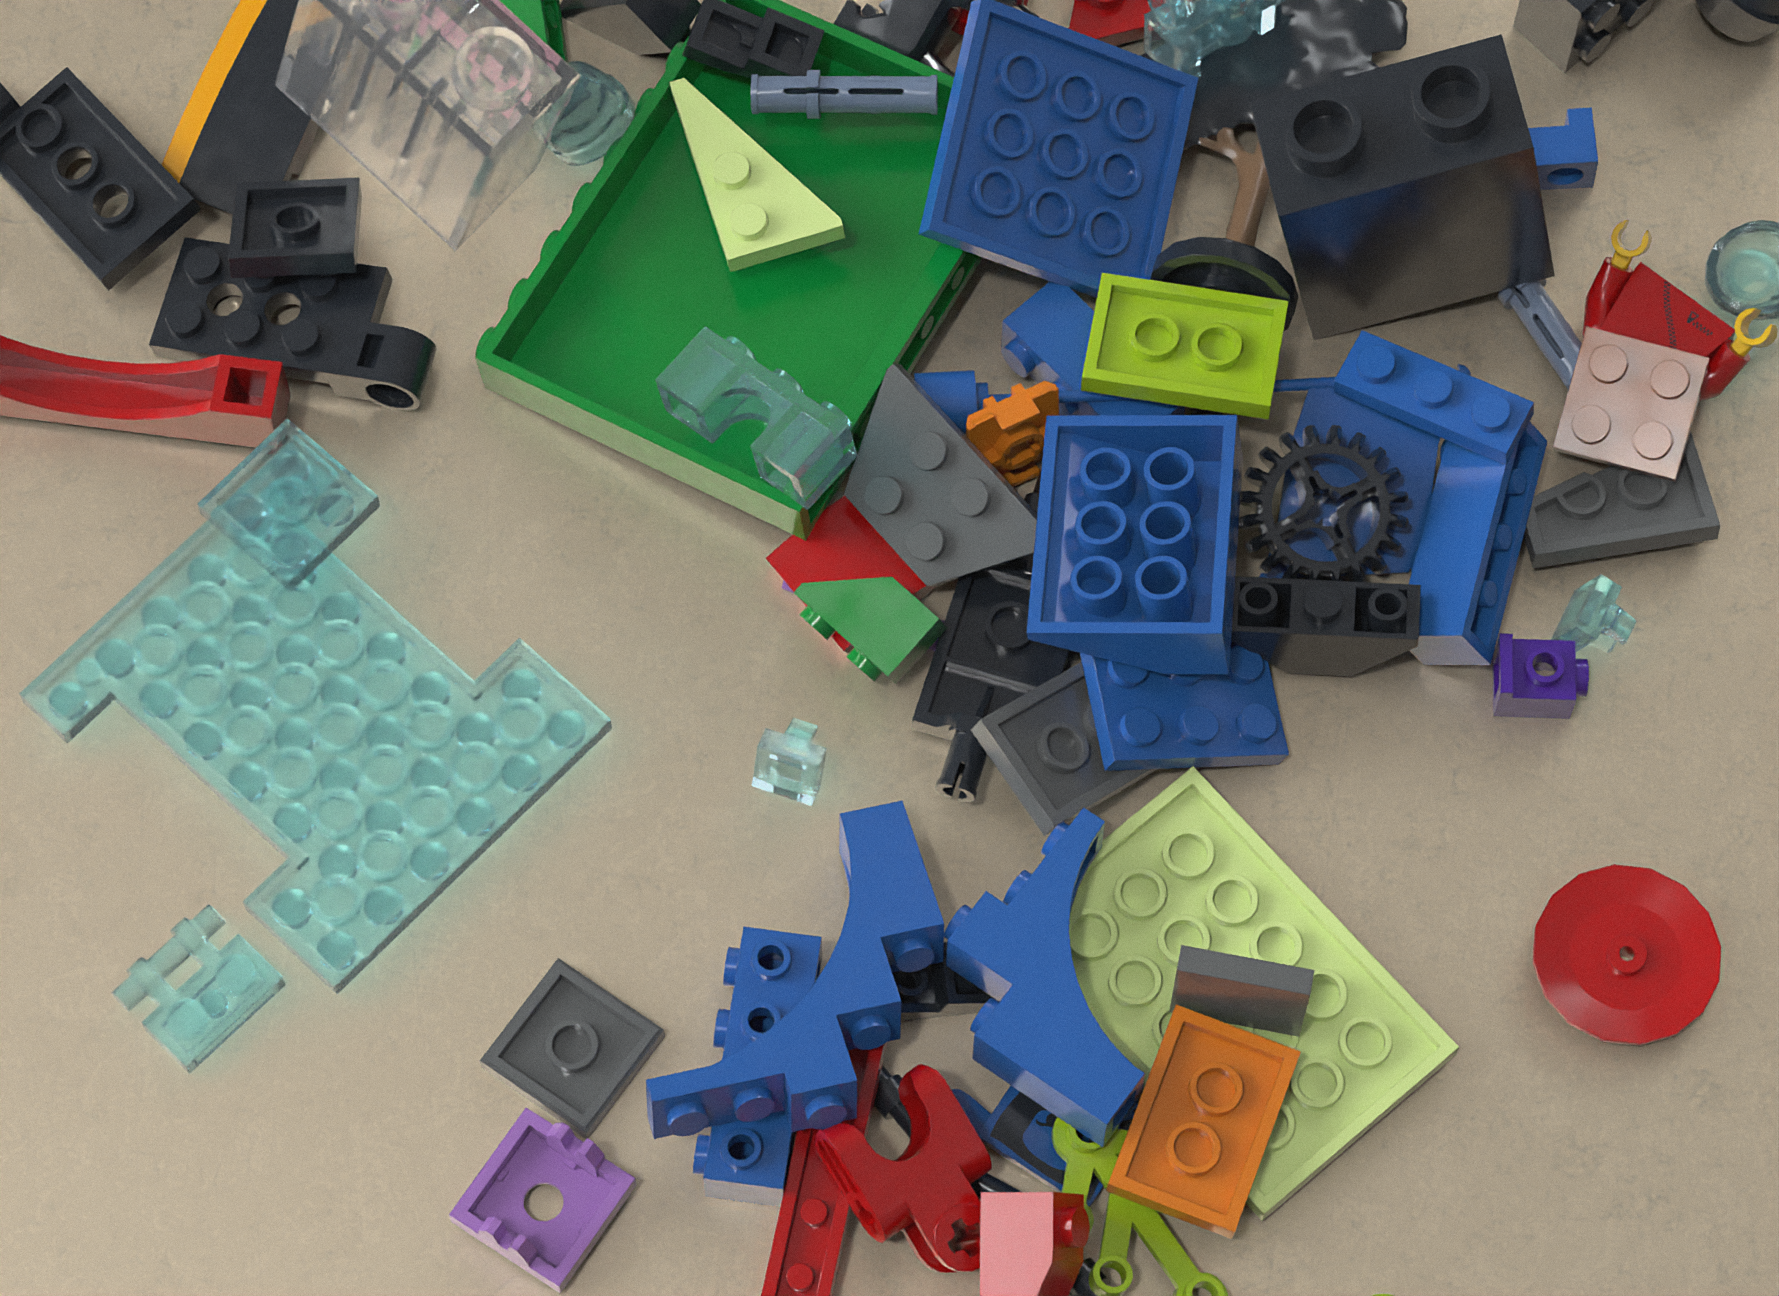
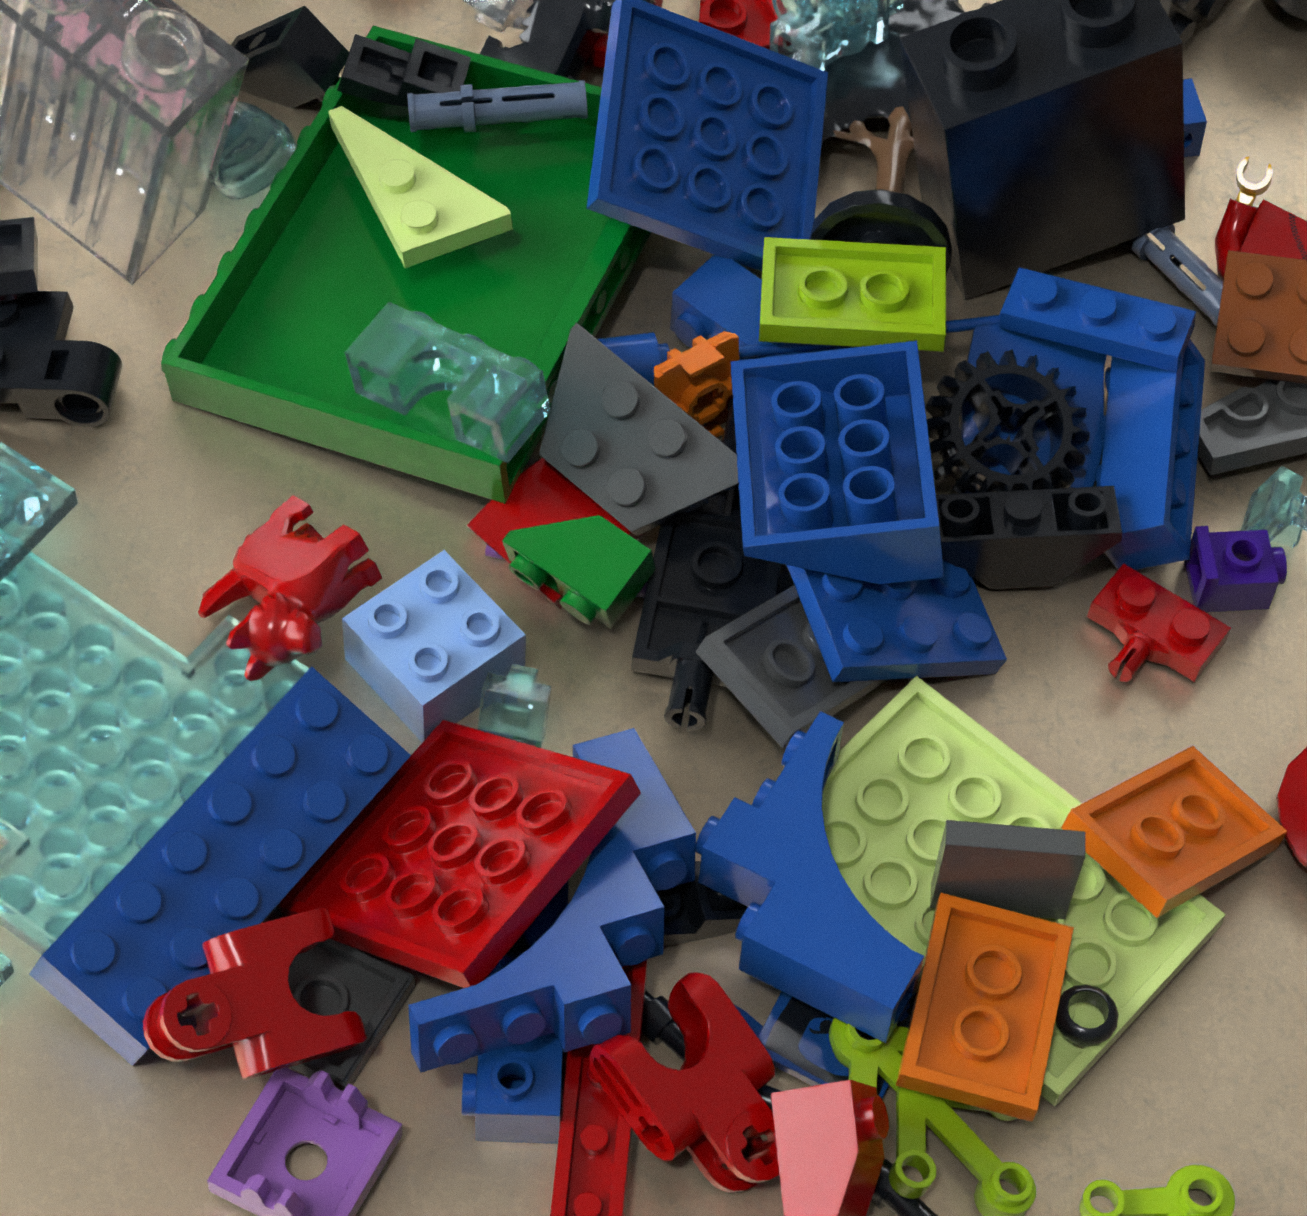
camera: 10 degrees left, 10 degrees down
(489, 904) = (220, 859): none -> blue brick
(502, 1054) = (250, 1002): none -> red piece
(593, 606) = (297, 582): none -> red animal
(716, 689) = (431, 644): none -> light blue brick
(716, 916) = (462, 851): none -> red plate
(1310, 1117) = (1098, 998): none -> black piece
(1421, 957) = (1174, 830): none -> orange plate
(1447, 730) = (1155, 626): none -> red plate

